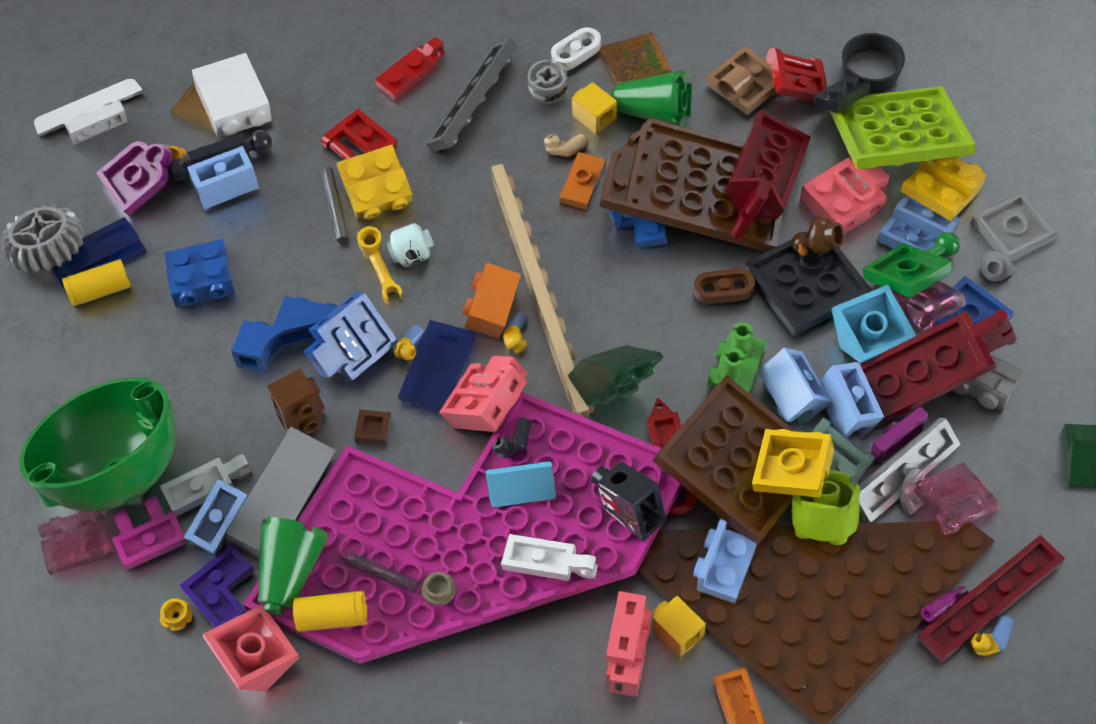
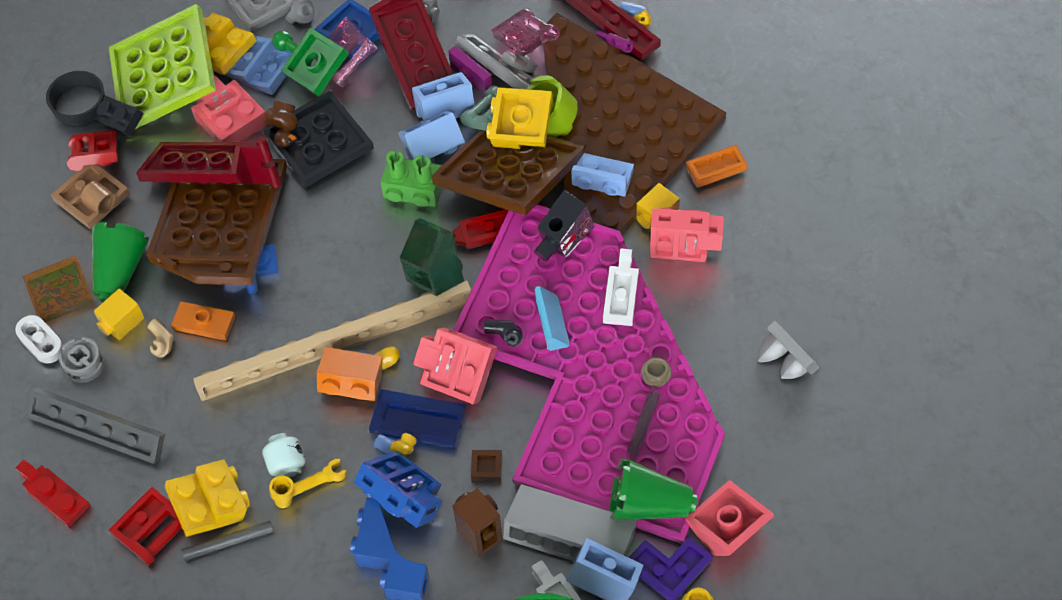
camera: 95 degrees left, 0 degrees up
(330, 611) = (689, 453): yellow pin -> none
(722, 284) = (325, 200): reddish brown plate -> none
(871, 324) = (372, 85): medium azure slope -> none

